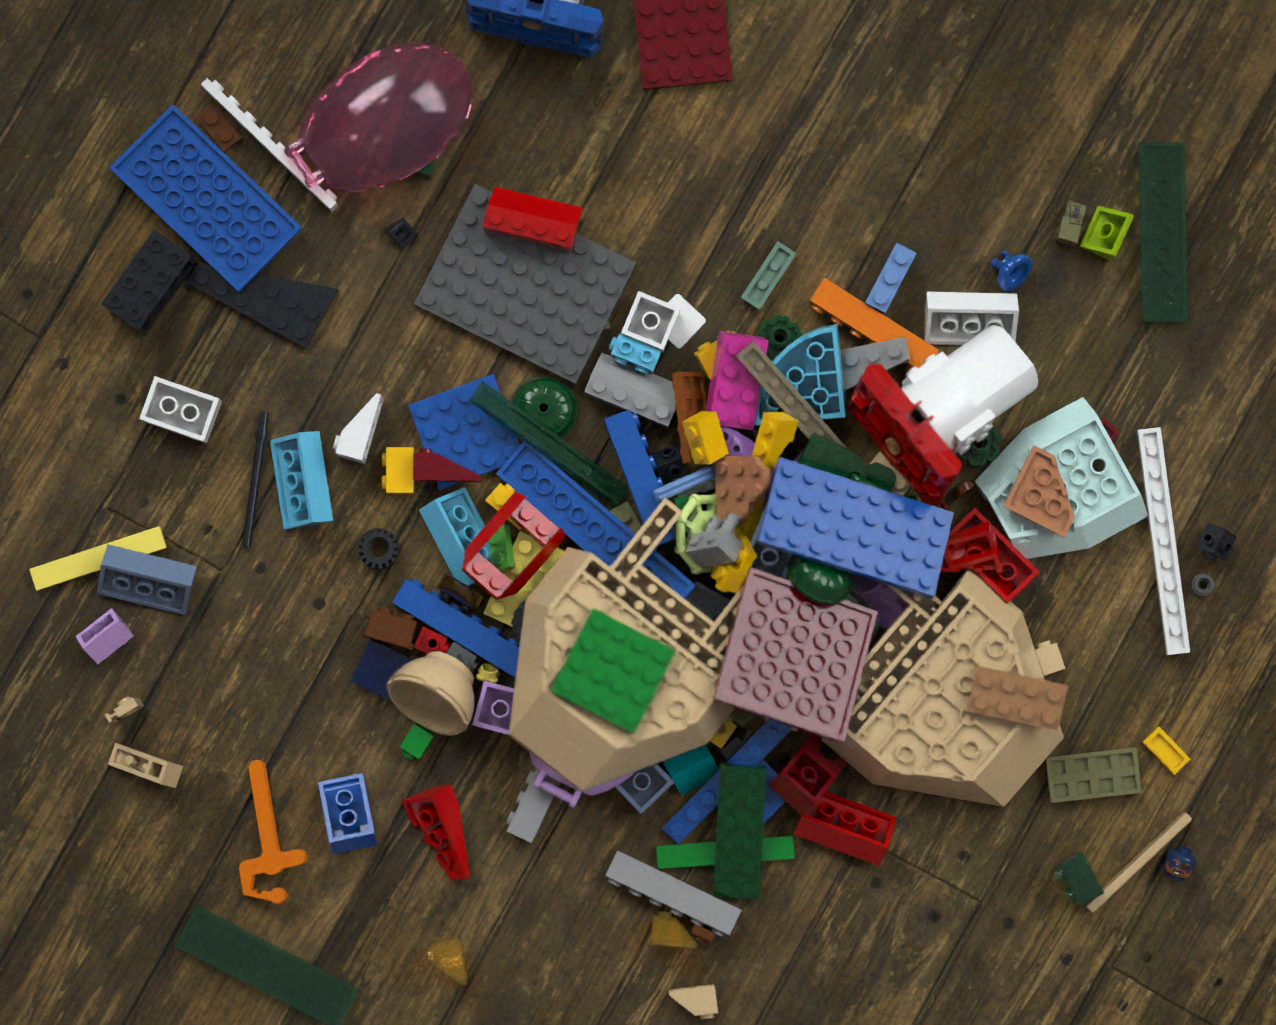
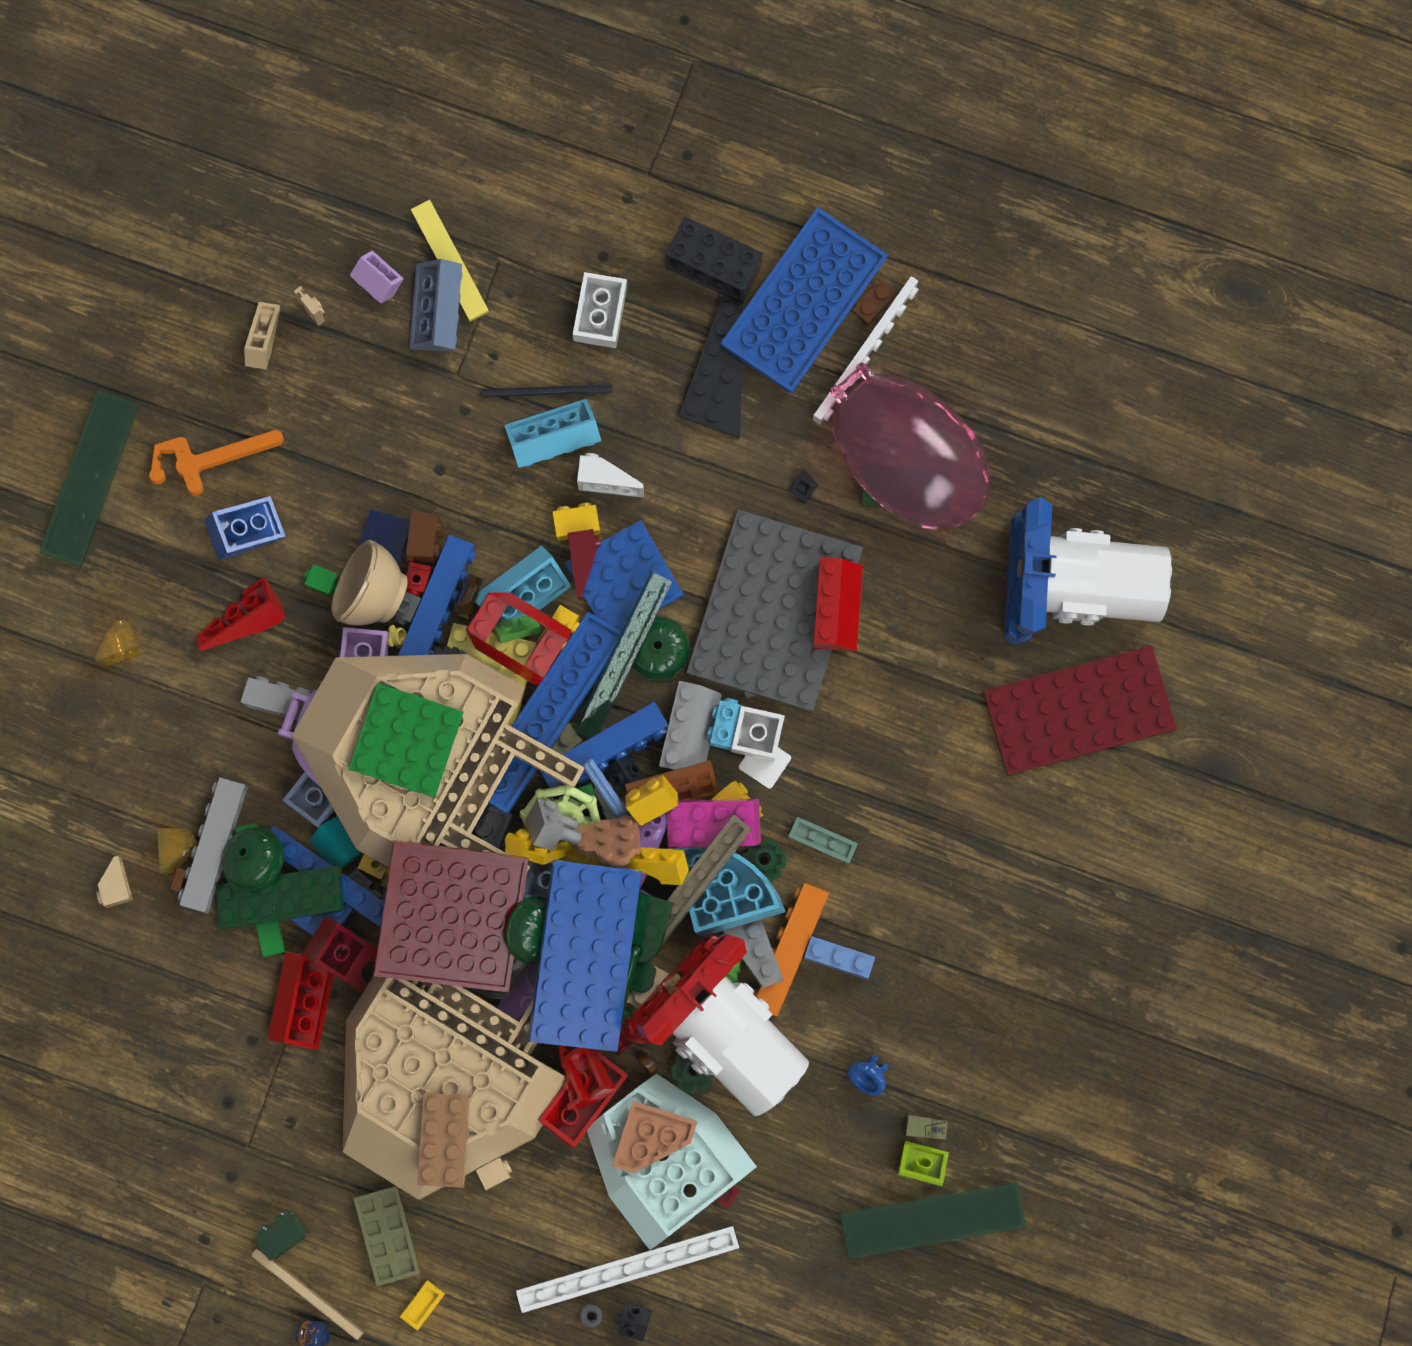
camera: 85 degrees right, 5 degrees down
(392, 552) = (499, 502): black tyre -> none
(703, 845) = (259, 864): none -> dark green hat
(960, 316) = (815, 1033): white slope -> none

